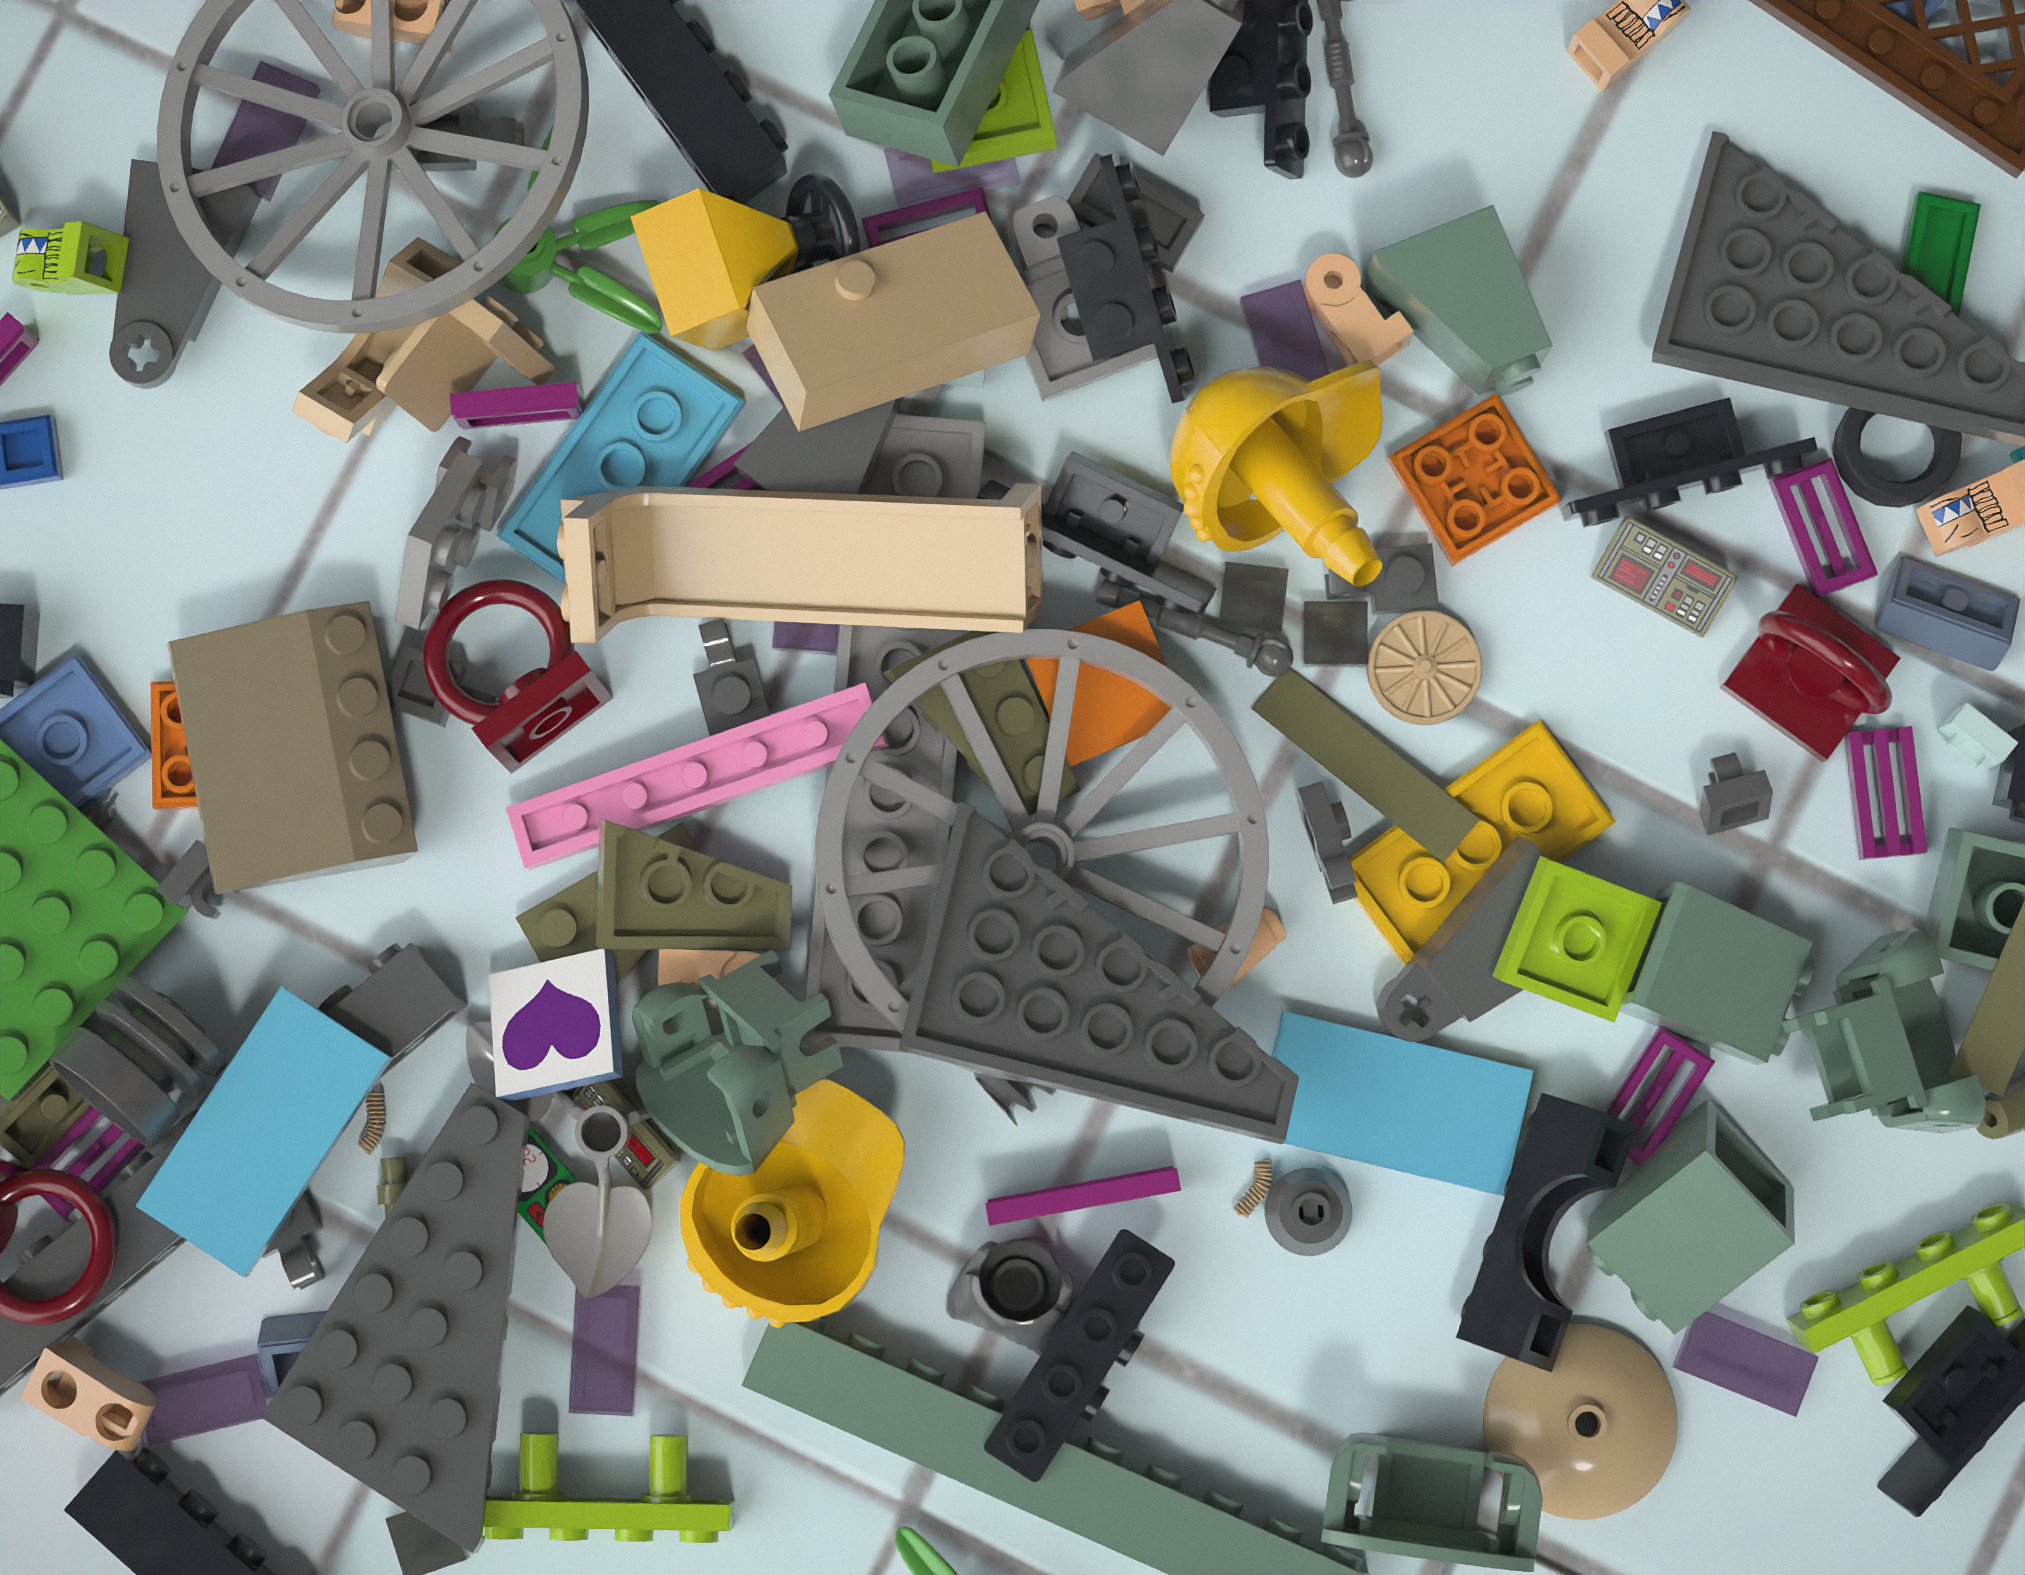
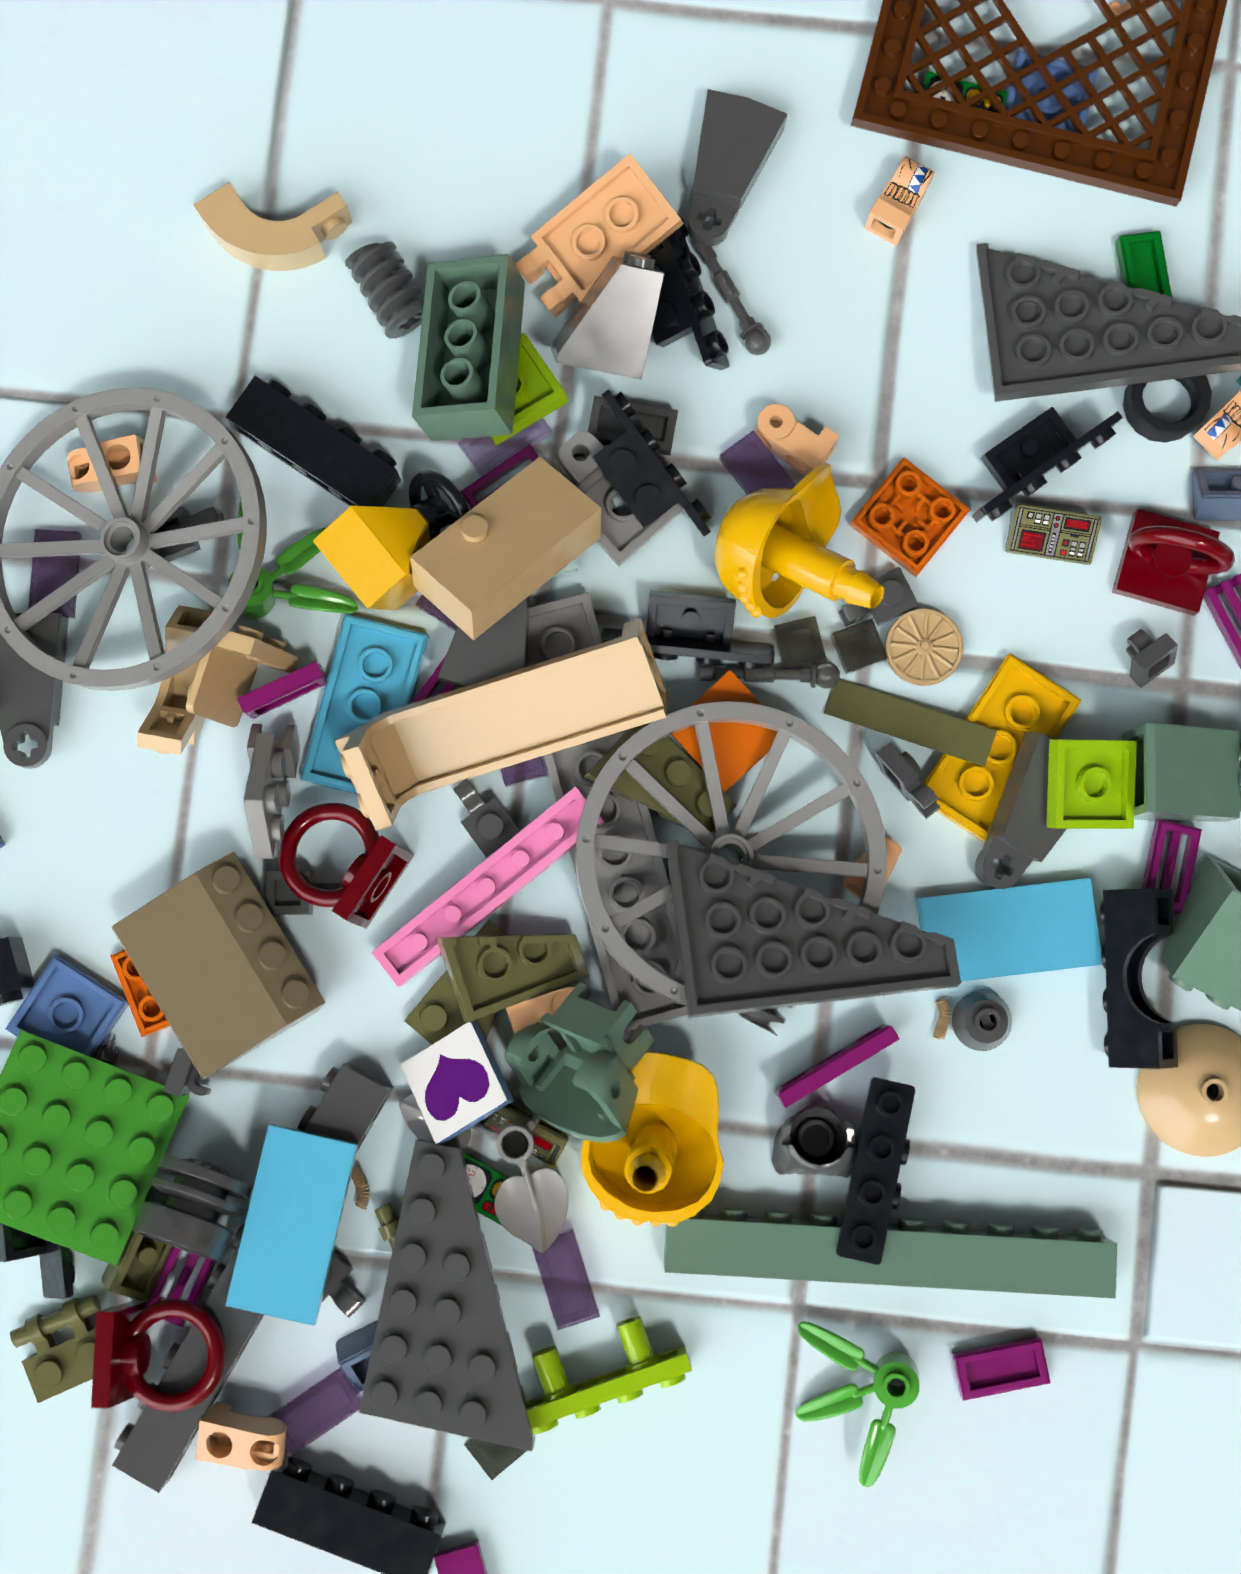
camera: 25 degrees left, 0 degrees up
(1429, 1503) = (1128, 1187): sand green piece -> none
(1465, 301) = (867, 404): sand green slope -> none
(1800, 537) = (1128, 480): magenta tile -> none

